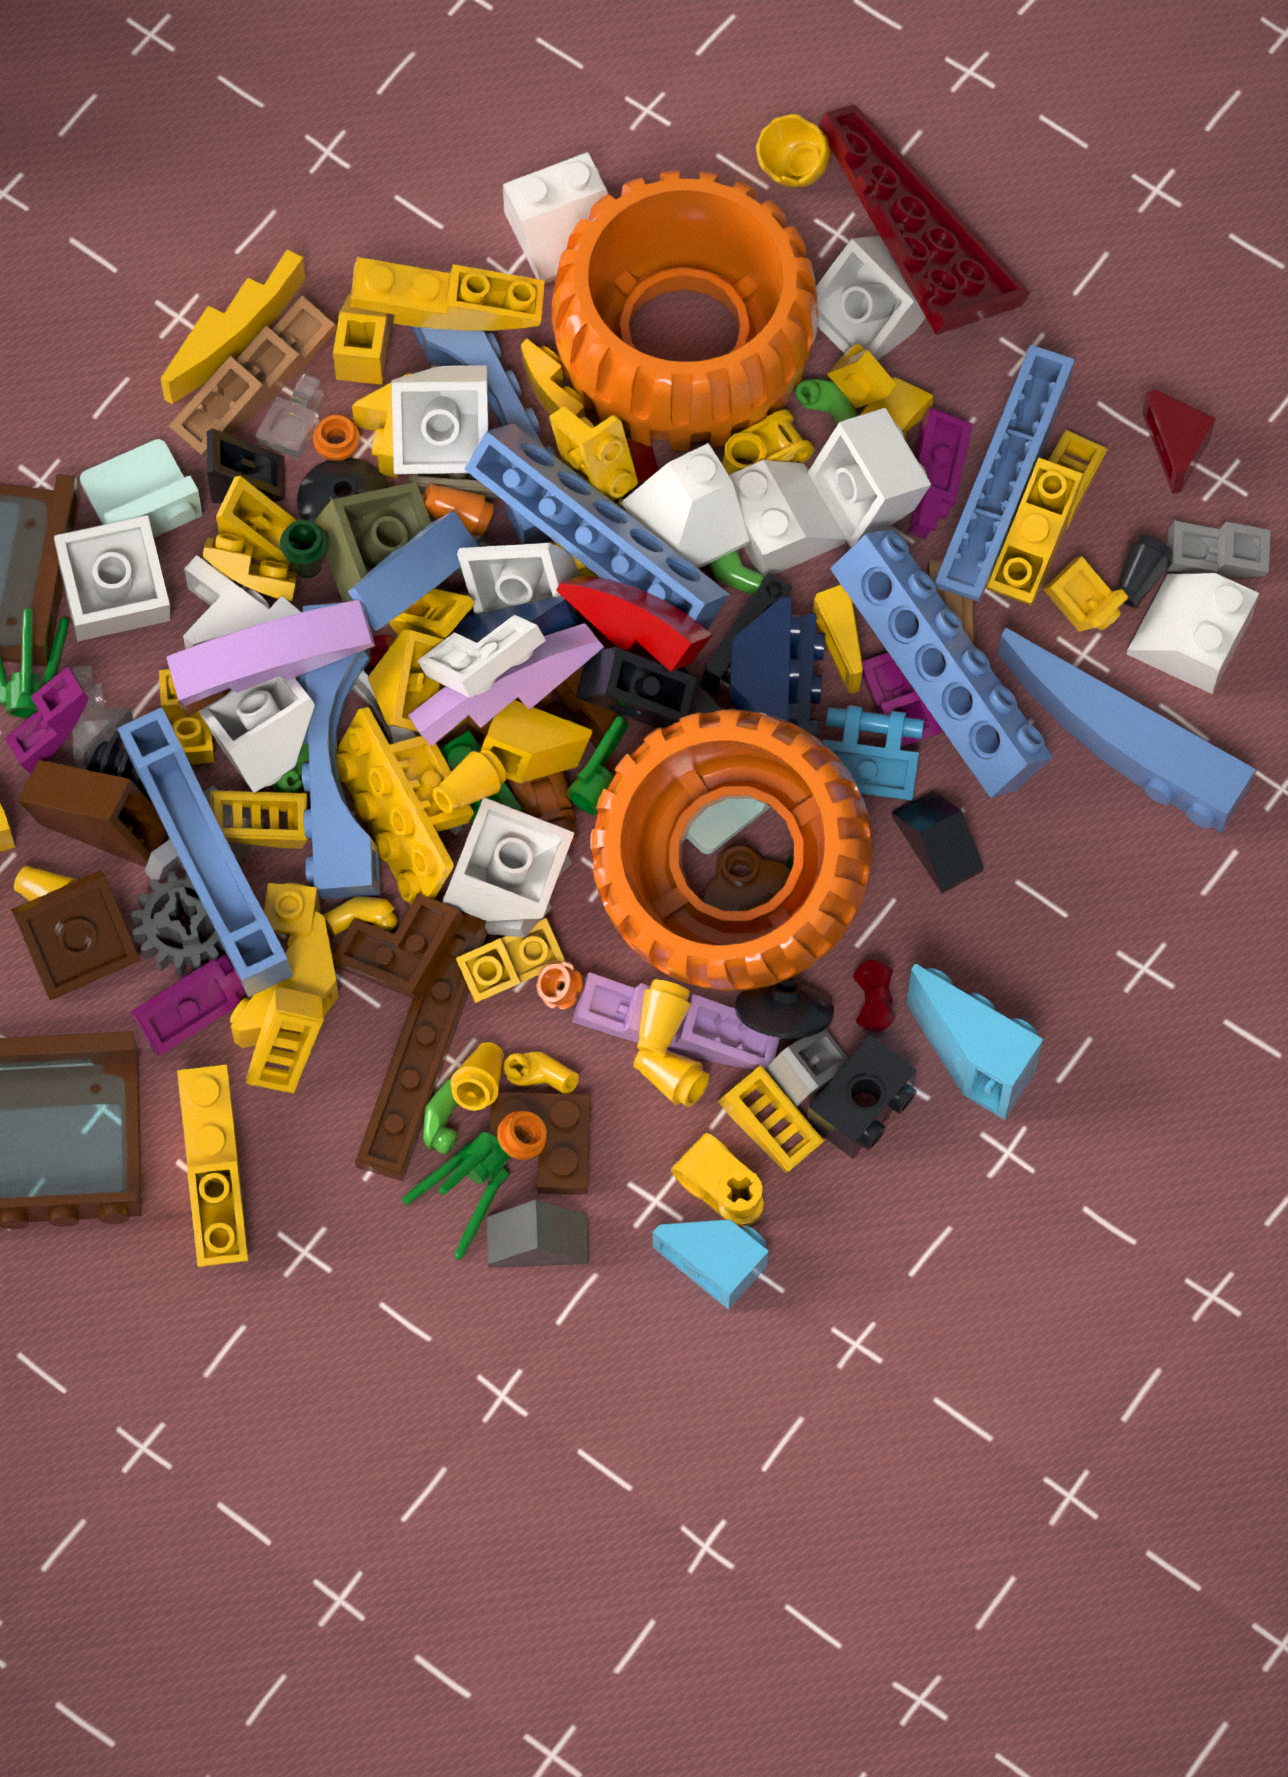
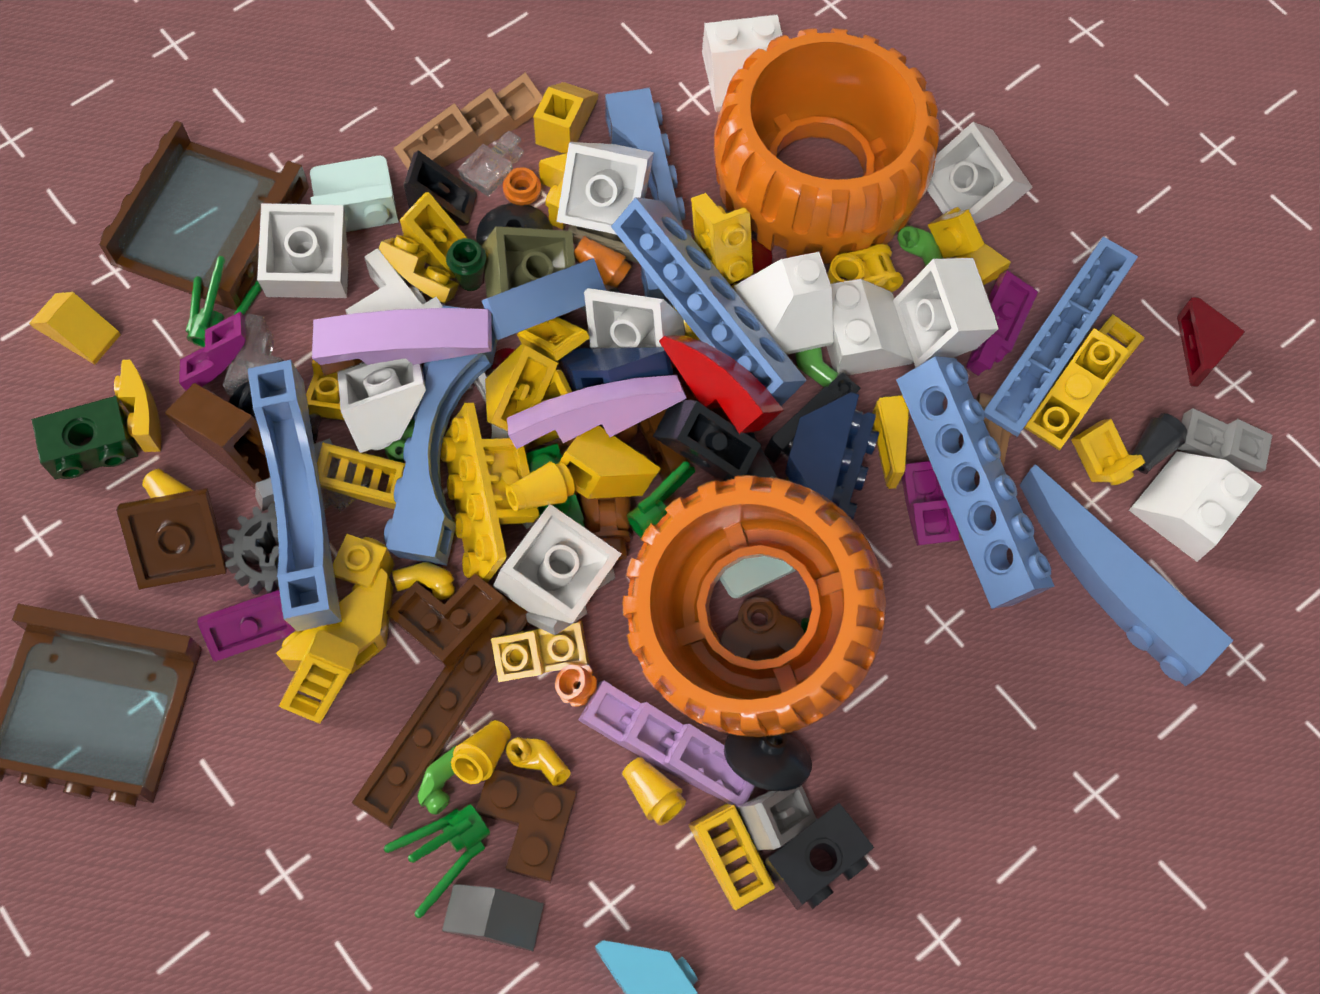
camera: 10 degrees right, 0 degrees up
(213, 1166) = (225, 780): yellow slope -> none
(230, 333) = (464, 85): yellow slope -> none
(452, 301) = (643, 99): yellow slope -> none
(474, 666) = (568, 388): white plate -> none
(530, 1126) = (514, 814): orange plate -> none
(546, 380) = (700, 175): yellow slope -> none
(661, 1016) = (656, 738): yellow cone -> none
(715, 1175) = (666, 899): yellow piece -> none
(793, 151) = (938, 53): yellow hair -> none
(874, 979) = (849, 777): dark red piece -> none
(877, 770) = (899, 560): dark azure plate -> none
(934, 249) = (1036, 151): dark red wing -> none
(940, 840) = (939, 633): black slope -> none
(979, 1047) = (935, 839): medium azure slope -> none

